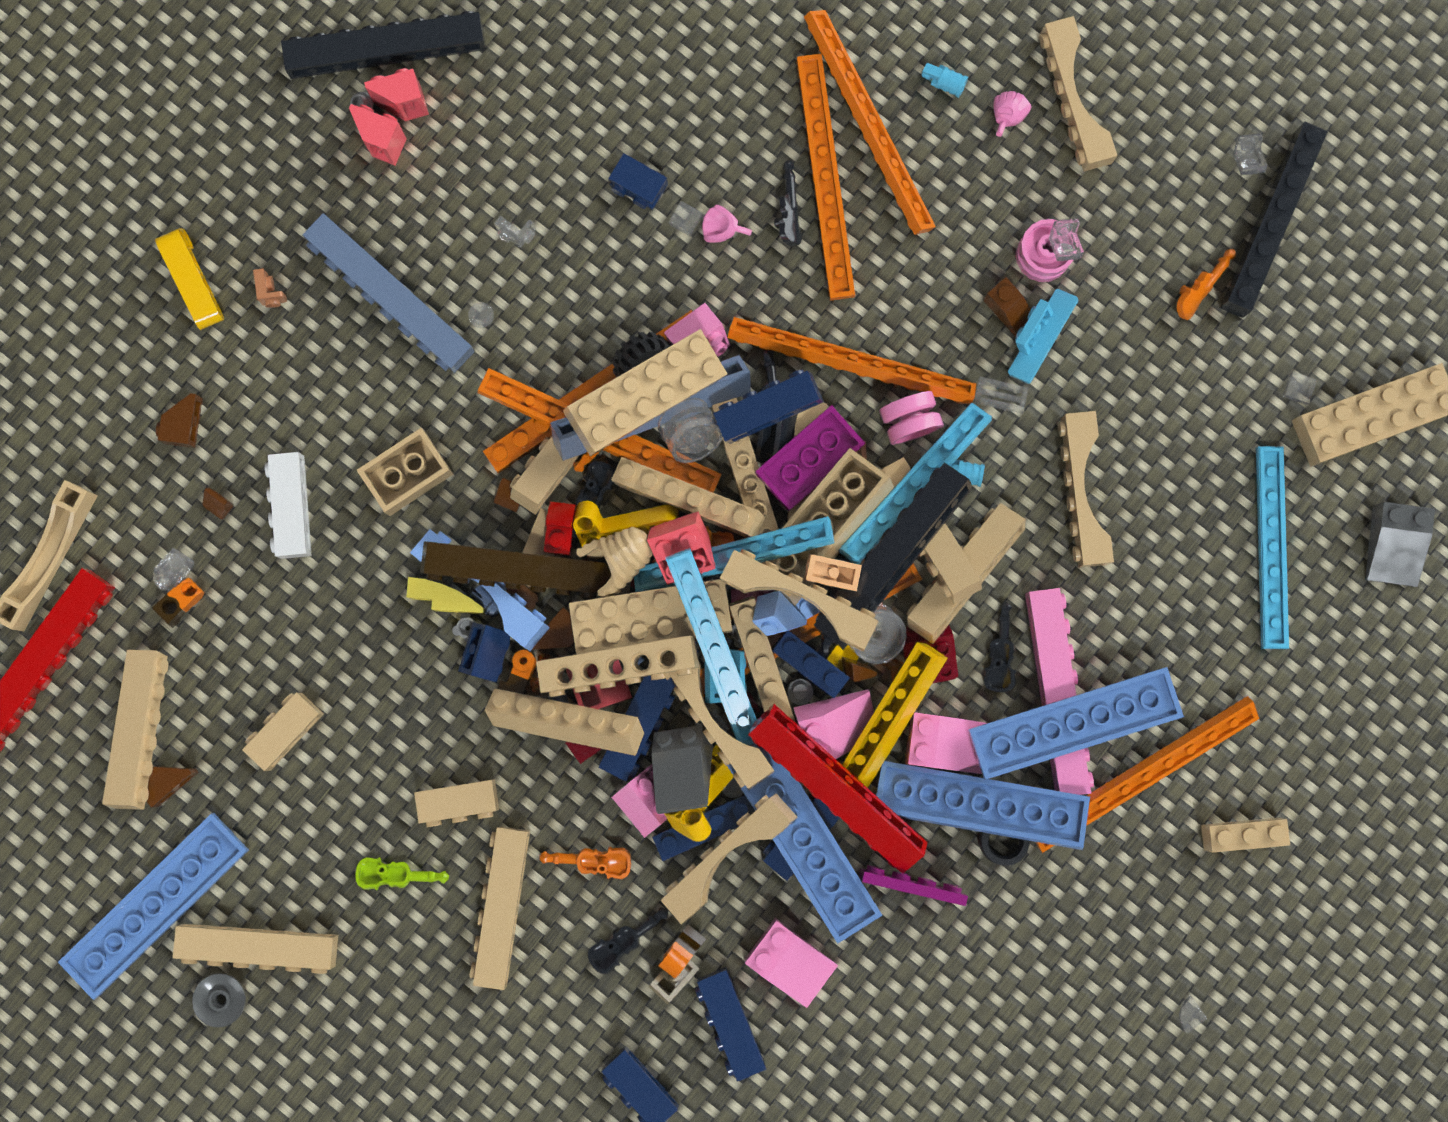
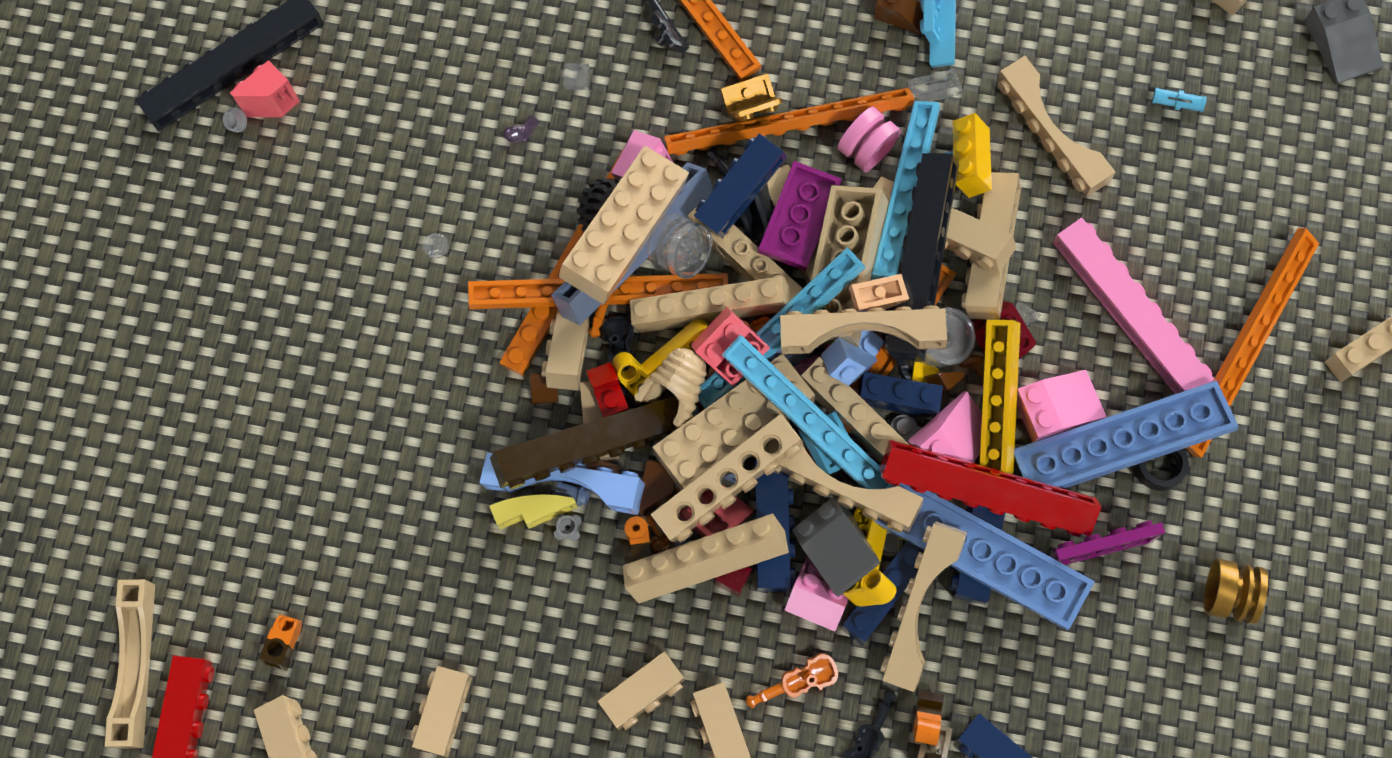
camera: 20 degrees left, 10 degrees down
(172, 570) = (260, 616): clear bracket -> none
(178, 255) = (150, 343): yellow beam -> none
(181, 422) = (203, 477): reddish brown slope -> none
(216, 503) = (273, 533): reddish brown slope -> none
(264, 285) = (228, 323): nougat bracket -> none
(289, 505) = (343, 500): white brick -> none
(379, 133) = (263, 133): coral slope -> none
(389, 293) = (341, 267): sand blue brick -> none
(405, 472) = (437, 414): tan brick -> none
(484, 652) = (596, 538): dark blue brick -> none
(509, 232) = (425, 161): clear bracket -> none
(608, 247) = (521, 133): none -> clear purple arm
(637, 182) = (518, 65): dark blue brick -> none
(720, 225) = (610, 66): bright pink piece -> none
(790, 963) = (1033, 677): bright pink slope -> none
(827, 323) = (749, 97): none -> bracket
(963, 646) = (1028, 315): none -> clear tile
(994, 480) = (973, 154): none -> yellow brick
(1000, 675) = (1072, 321): black piece -> none
(1006, 987) = (1235, 591): none -> pearl gold wheel
(1075, 723) = (1164, 324): medium blue plate -> none
(1202, 513) = (1196, 102): none -> medium azure pin
(1272, 547) = (1242, 97): medium azure tile -> none

